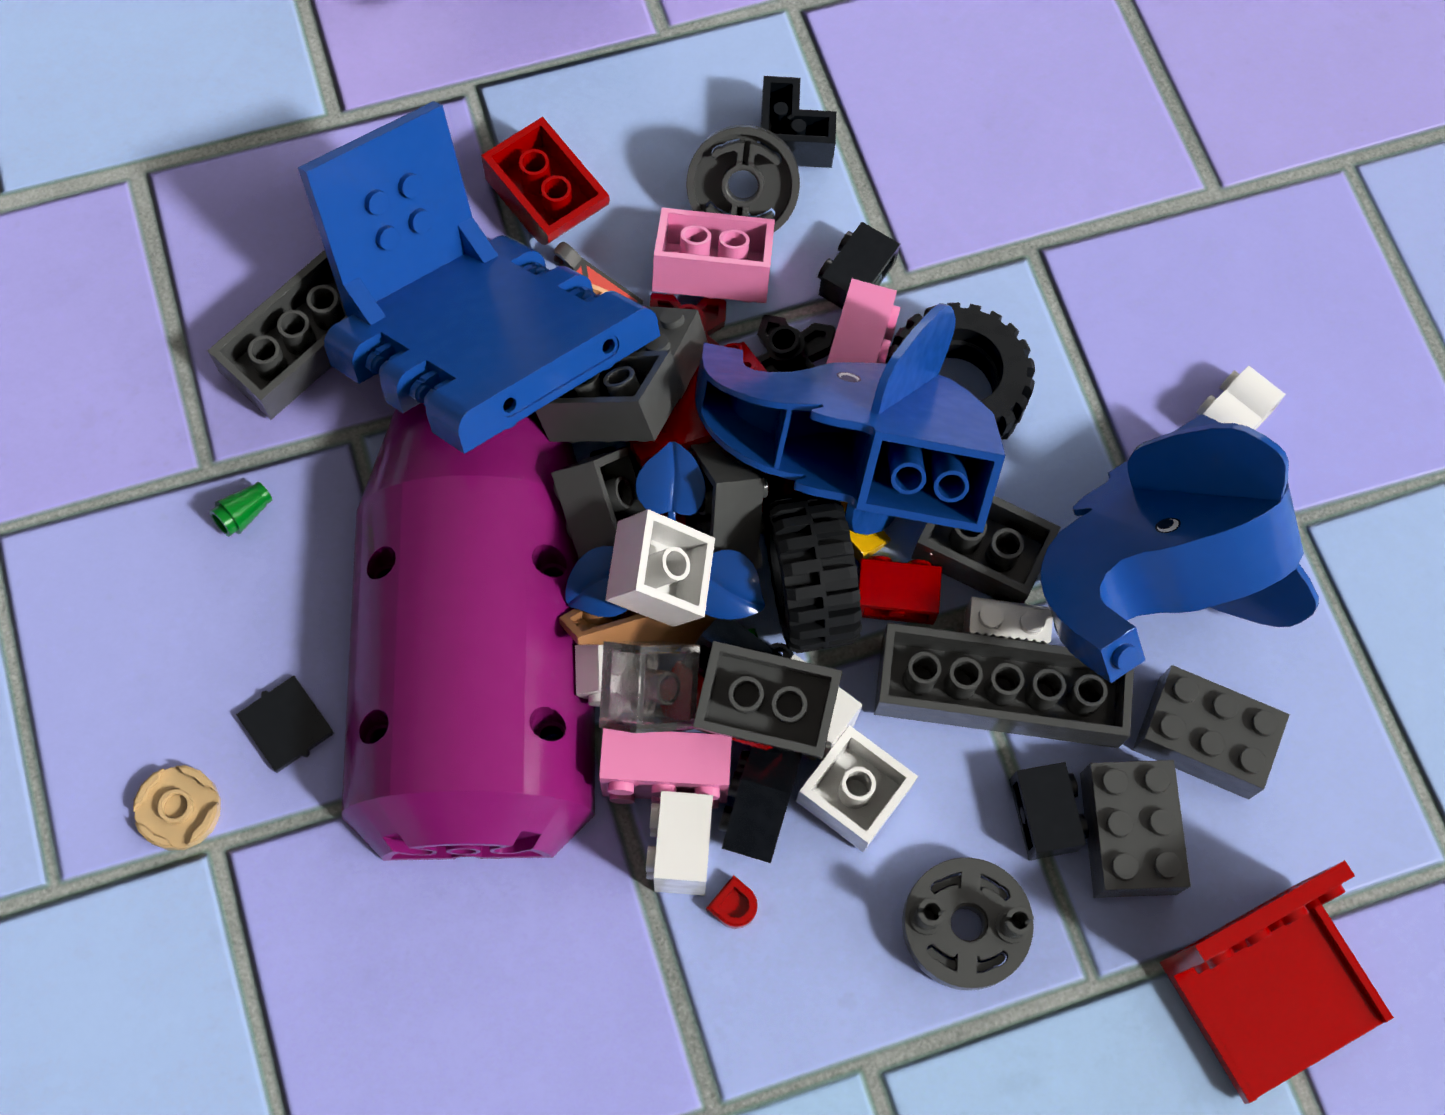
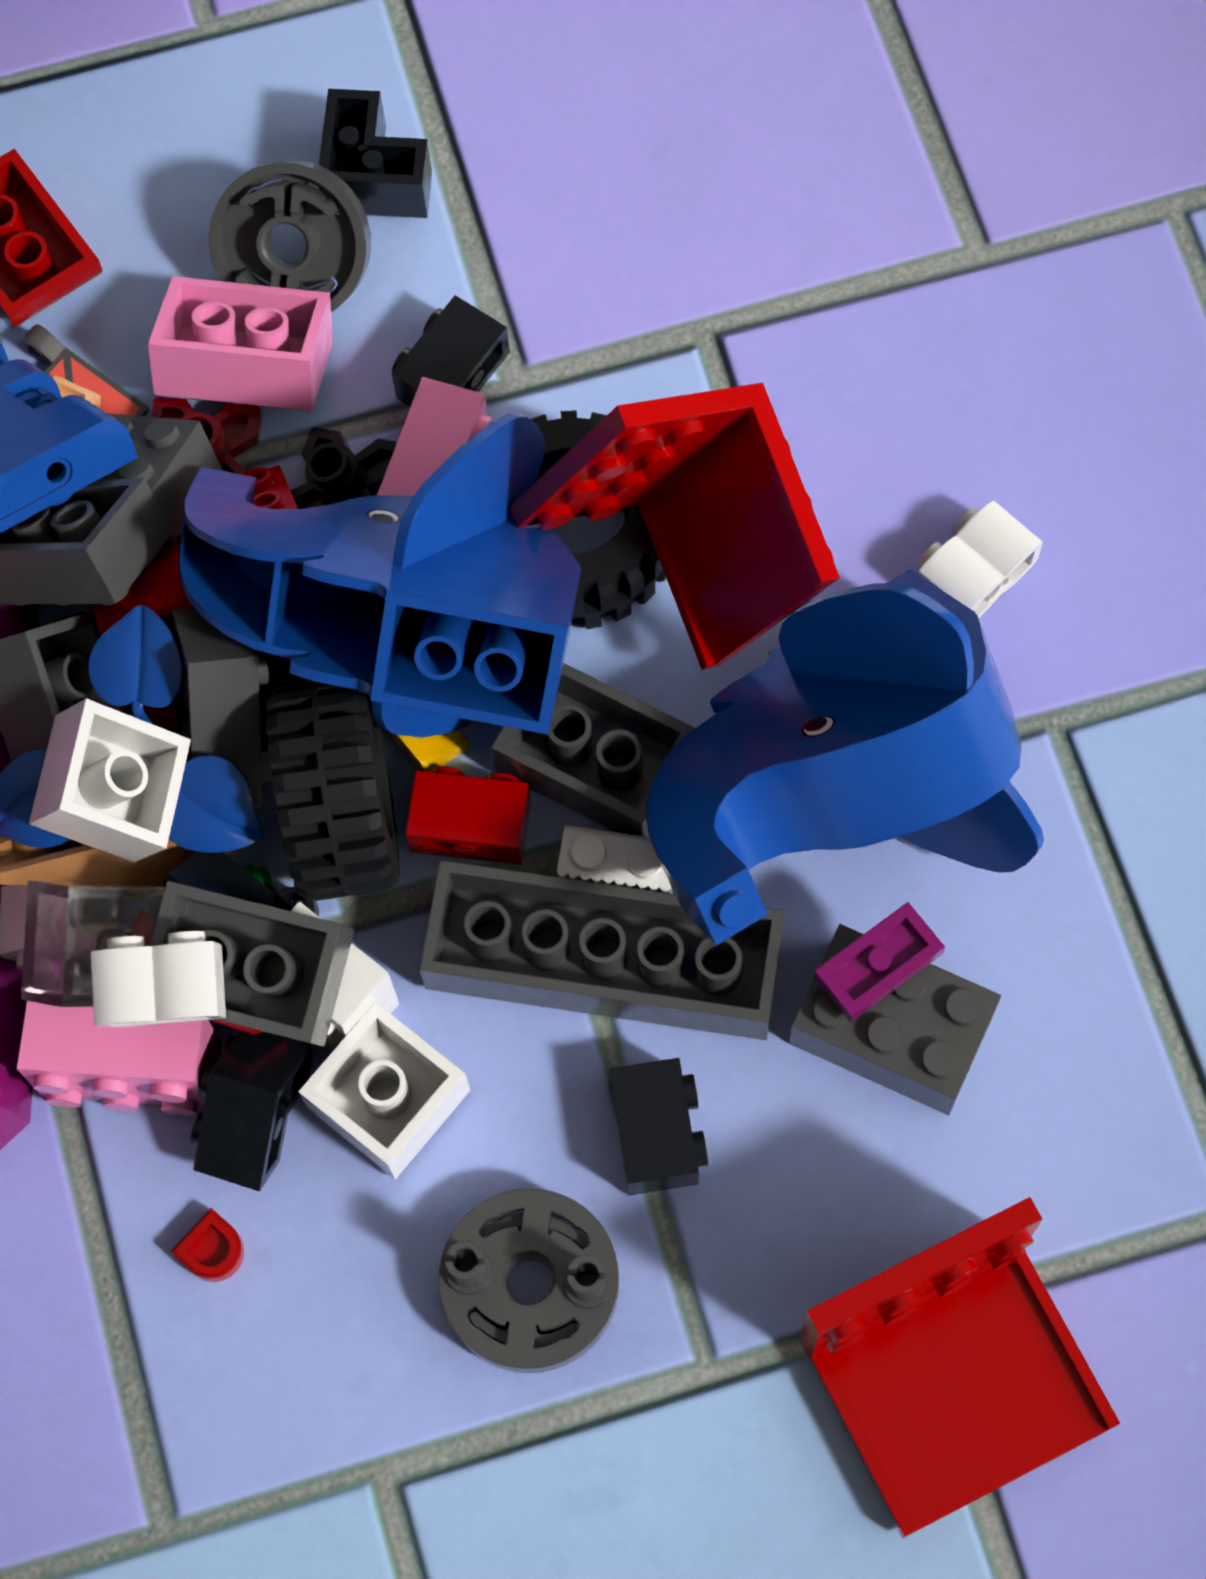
camera: 10 degrees right, 0 degrees up
(682, 845) = (134, 1161): white brick -> none
(714, 715) = (158, 982): none -> white brick
(1082, 372) = (715, 501): none -> red bracket
(1134, 829) = (774, 1153): dark grey brick -> none
(1208, 692) = (879, 962): none -> magenta plate

